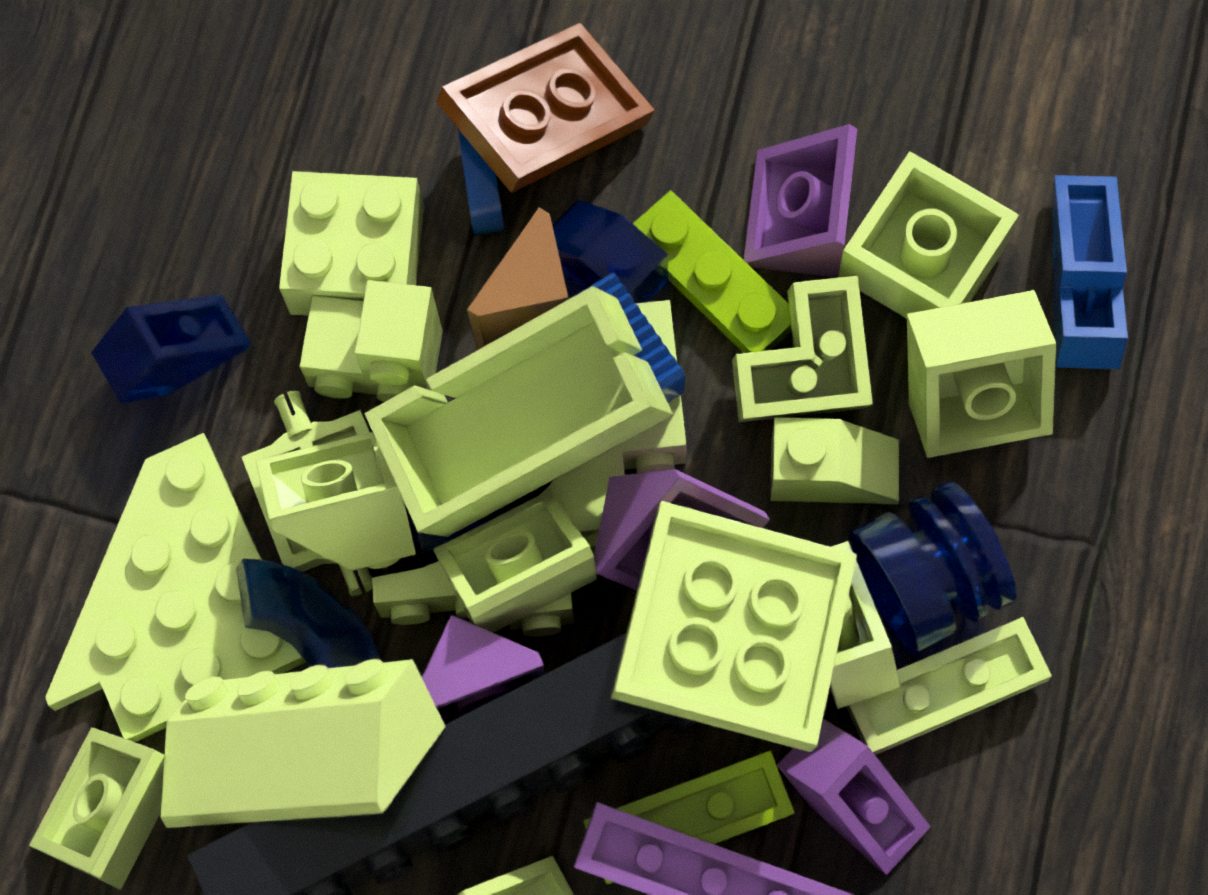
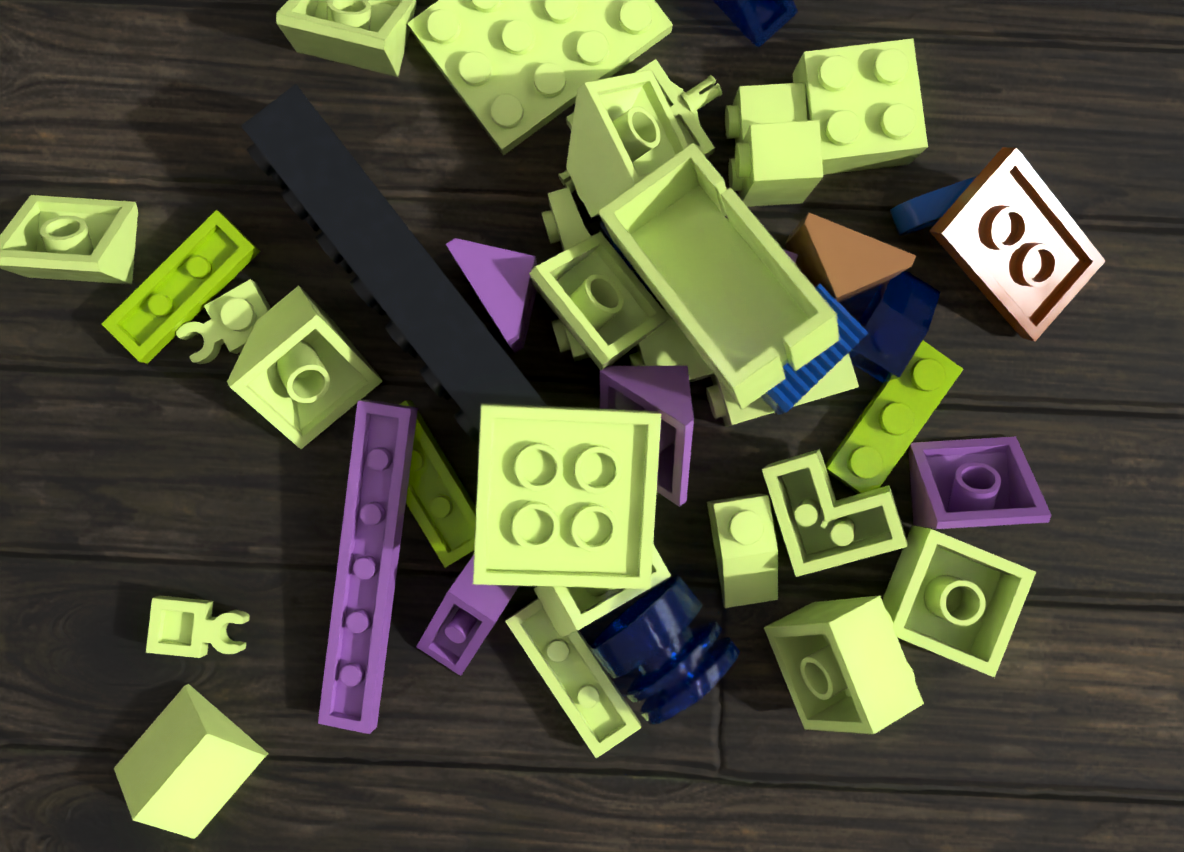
camera: 75 degrees right, 15 degrees up
(296, 744) = (401, 155): yellowish green slope -> none
(302, 614) = (530, 148): tile -> none
(1088, 272) = (960, 739): blue slope -> none

